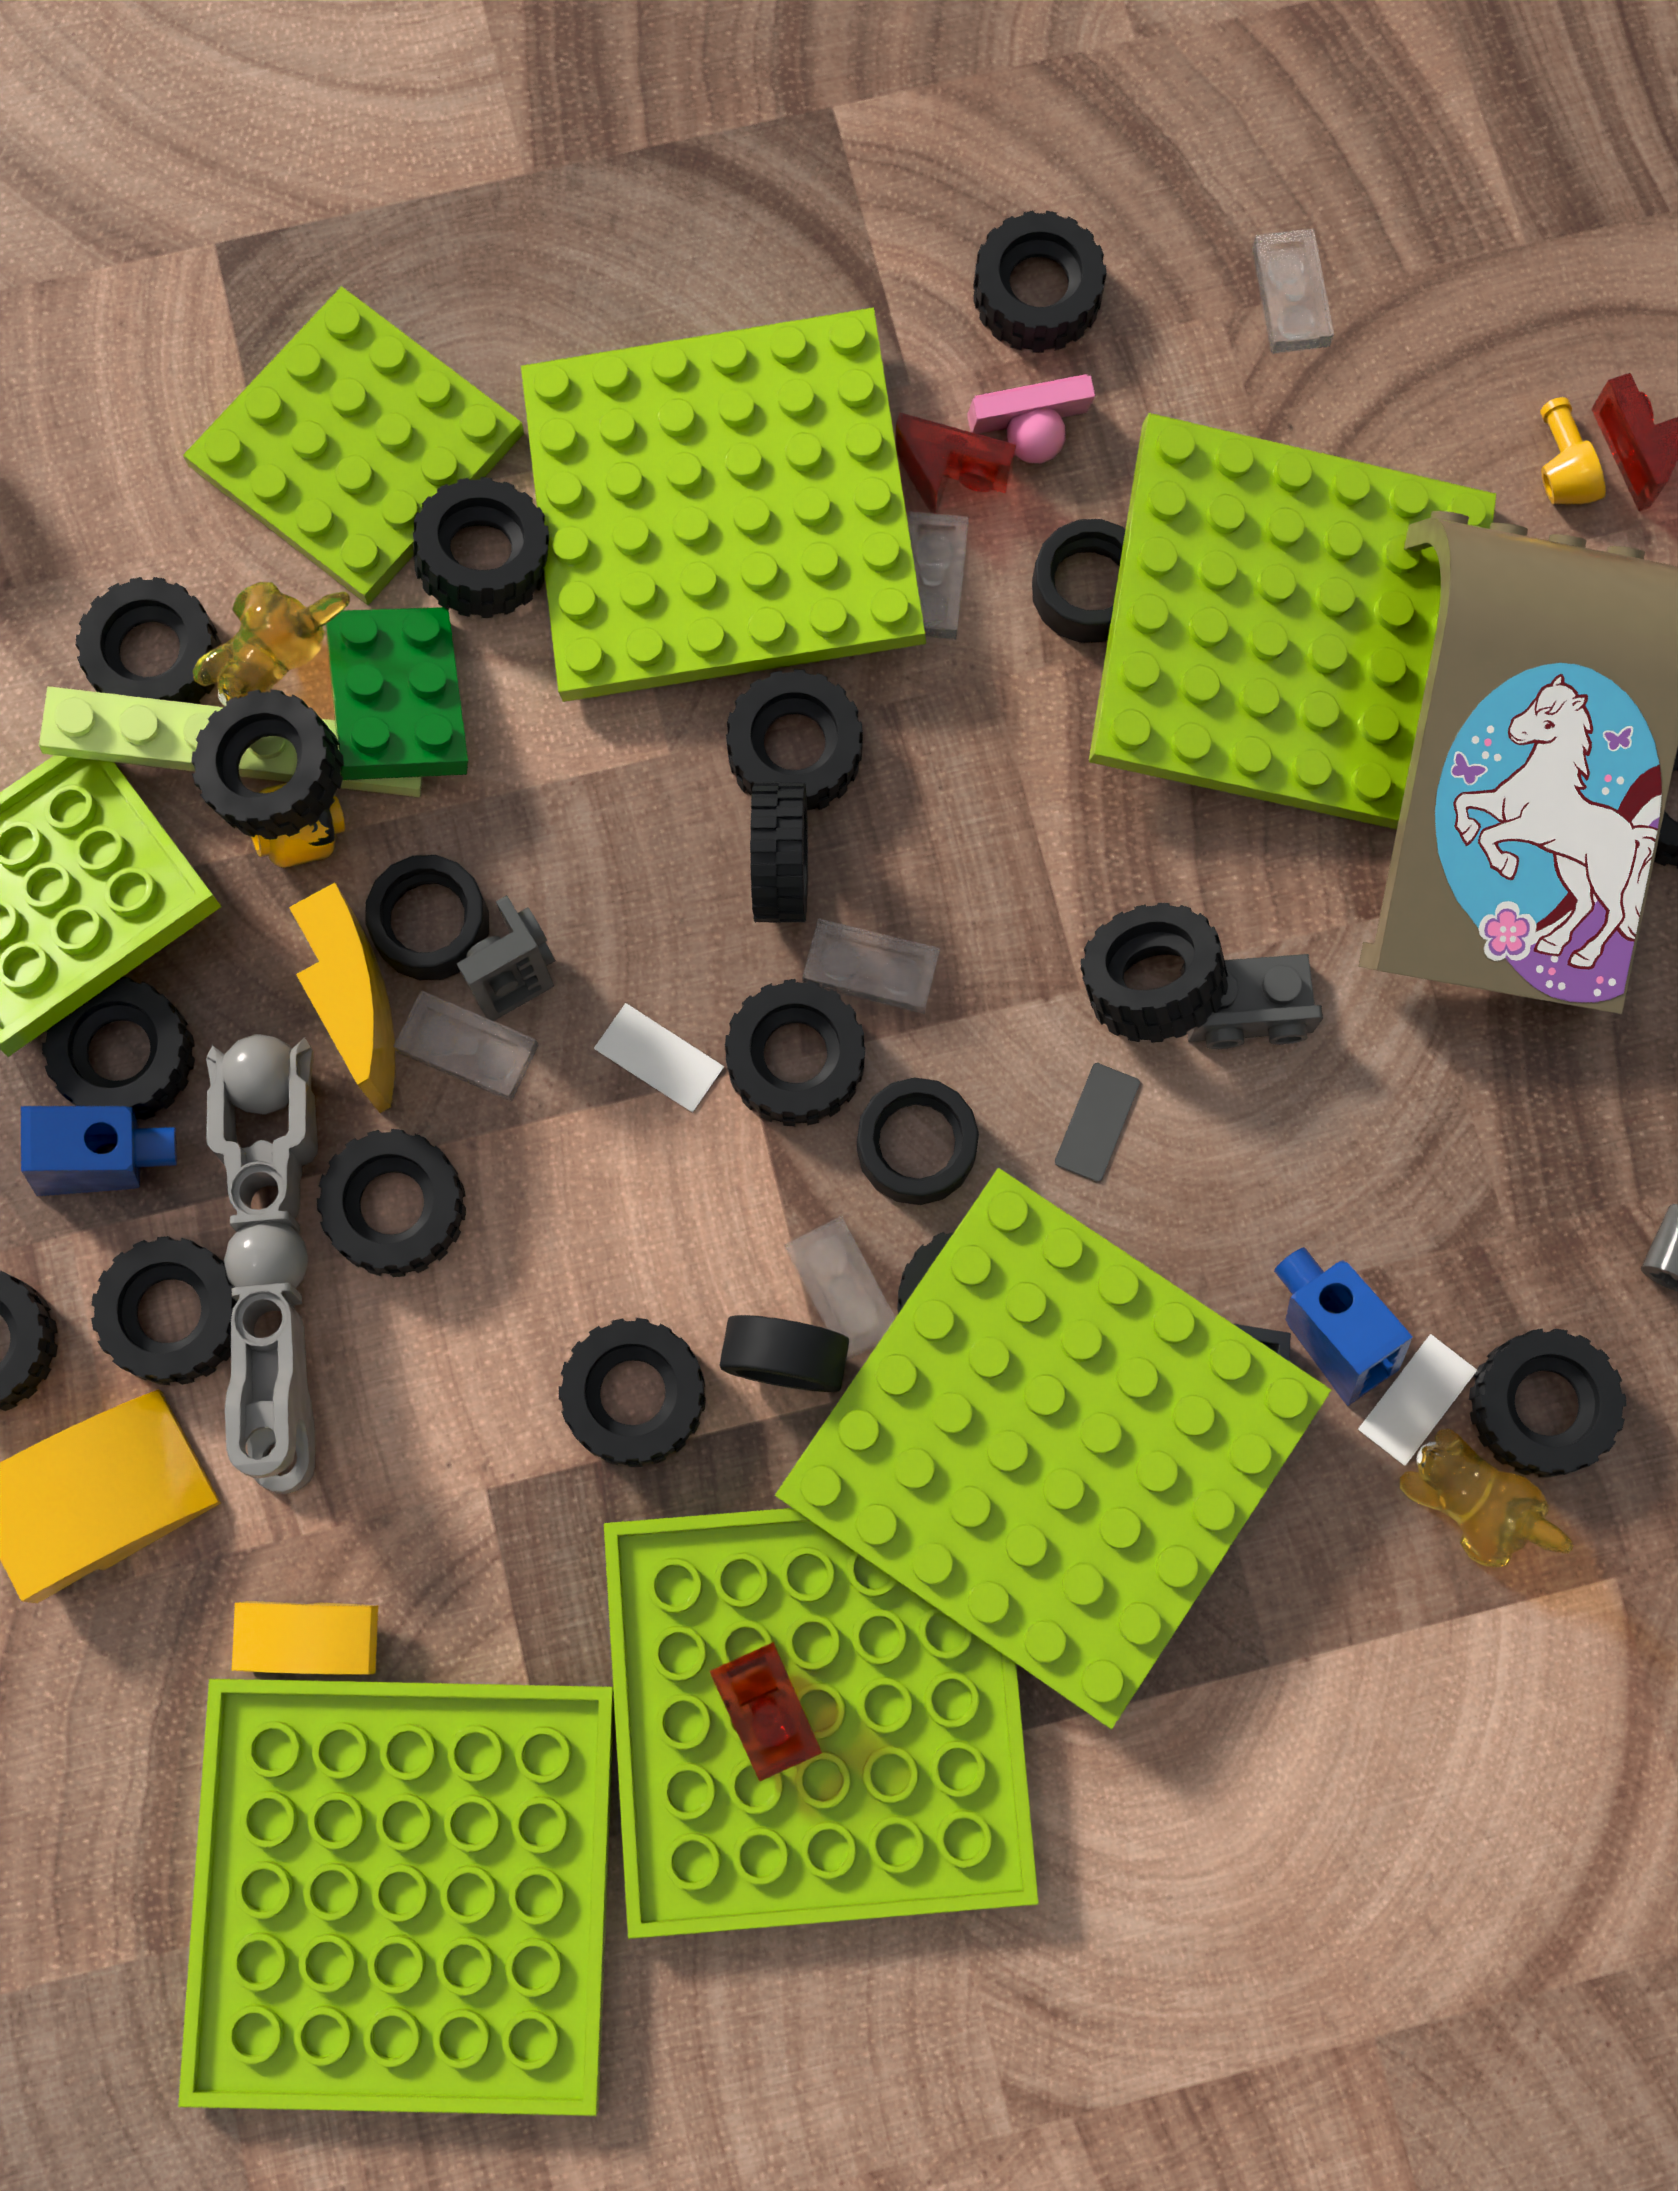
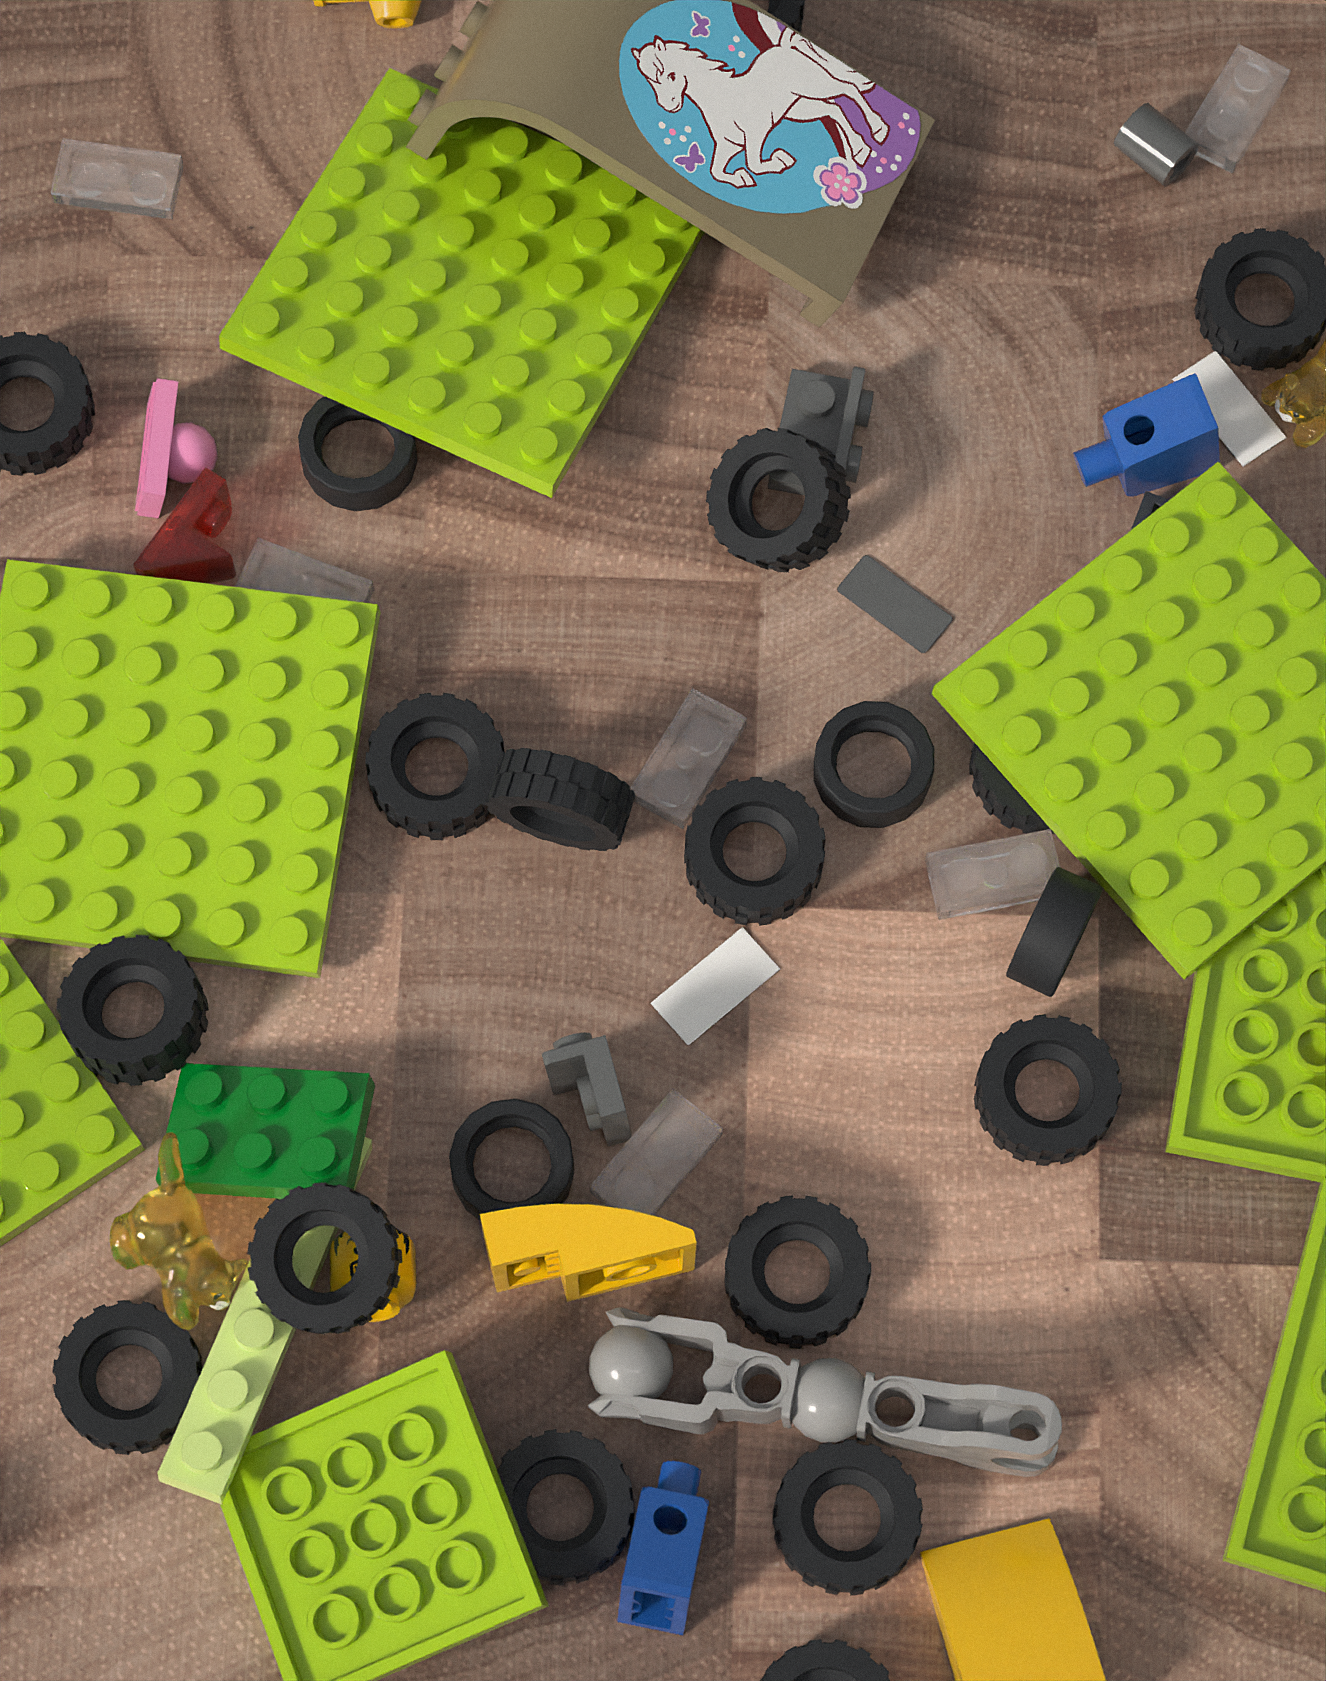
camera: 75 degrees left, 5 degrees down
(305, 1638) = (1207, 1458): yellow slope -> none

